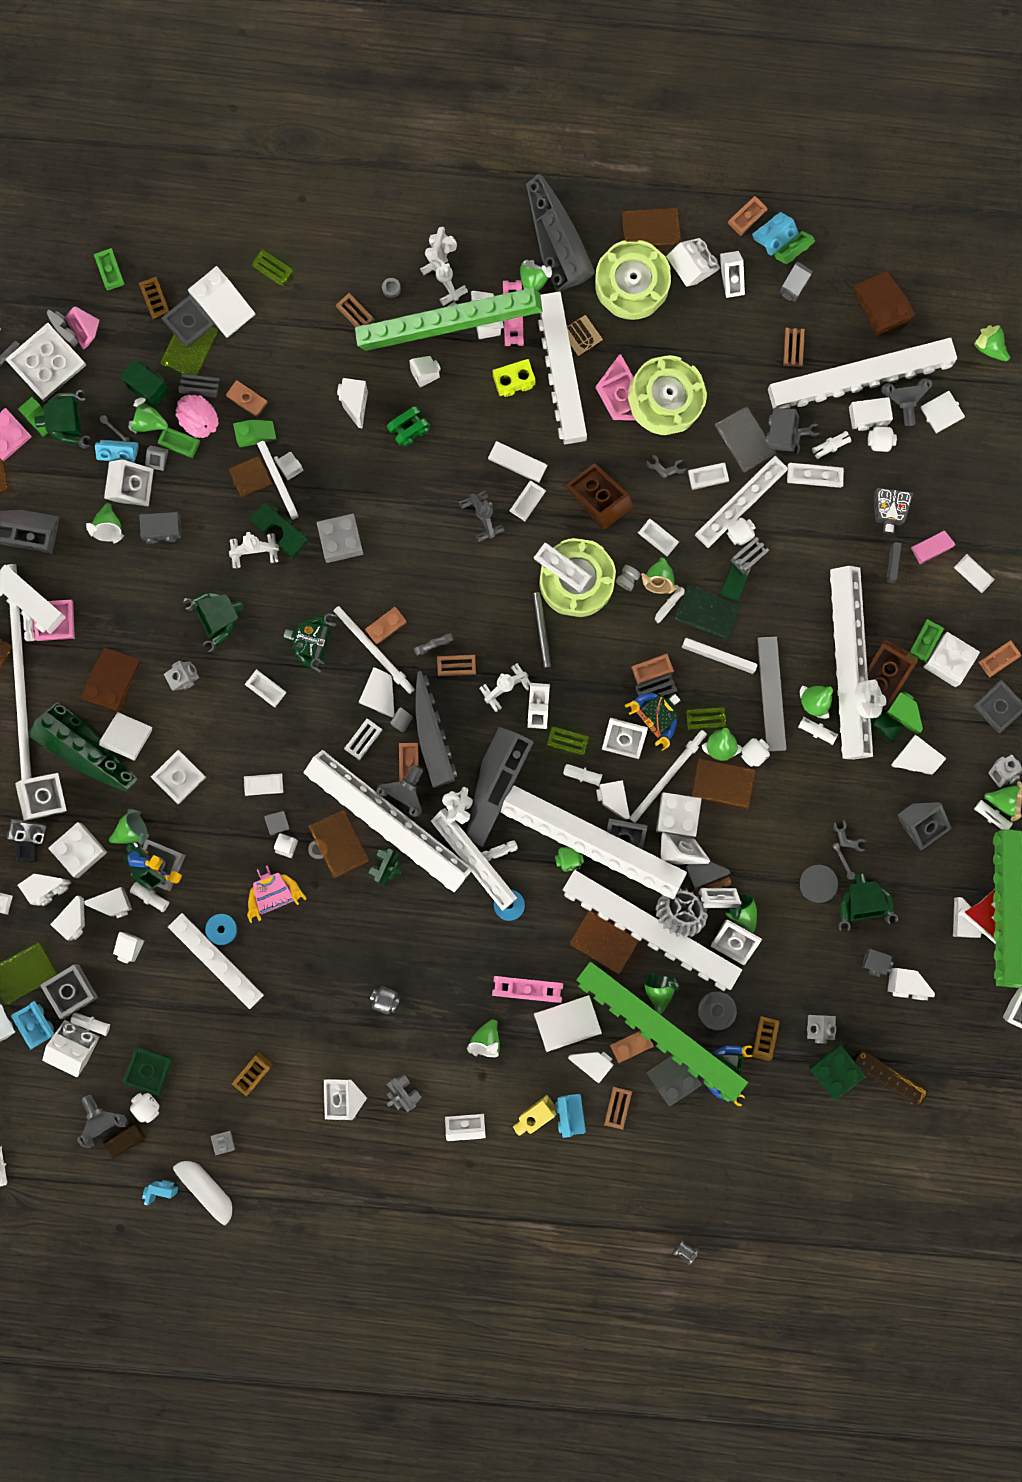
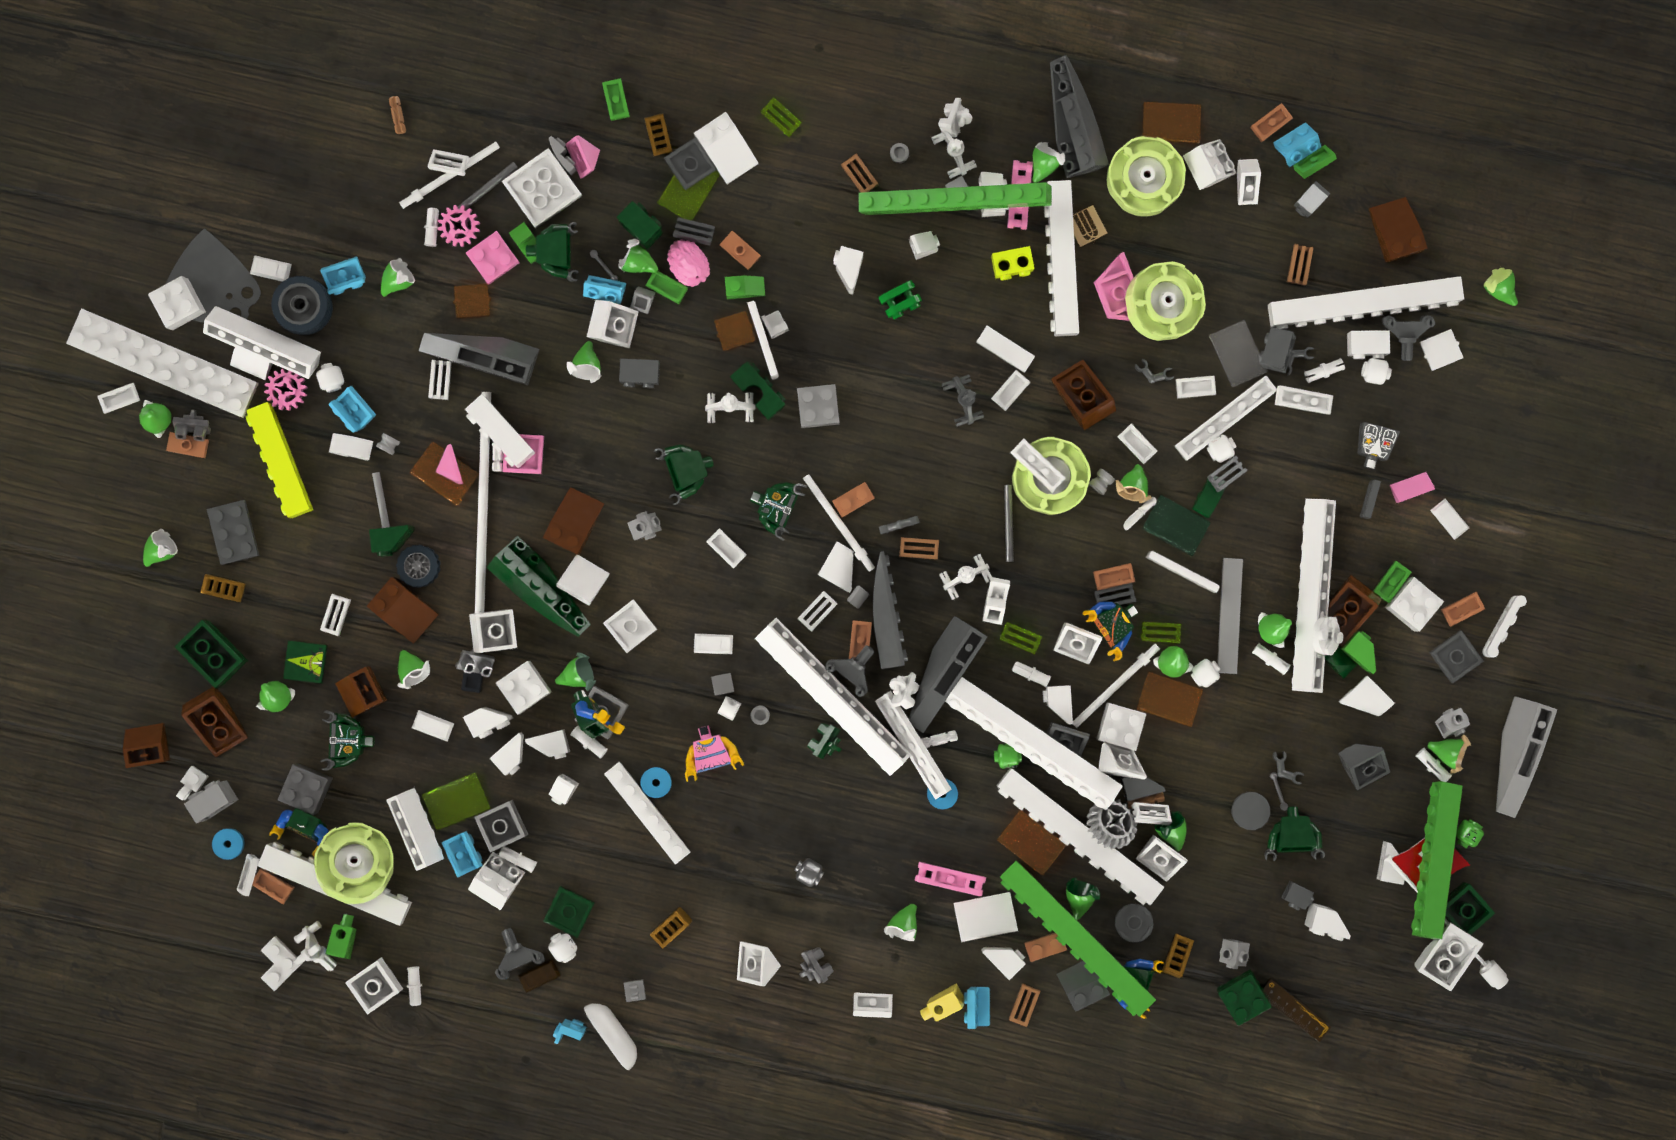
camera: 10 degrees right, 5 degrees up
(338, 843) = (781, 712): clear orange piece -> none

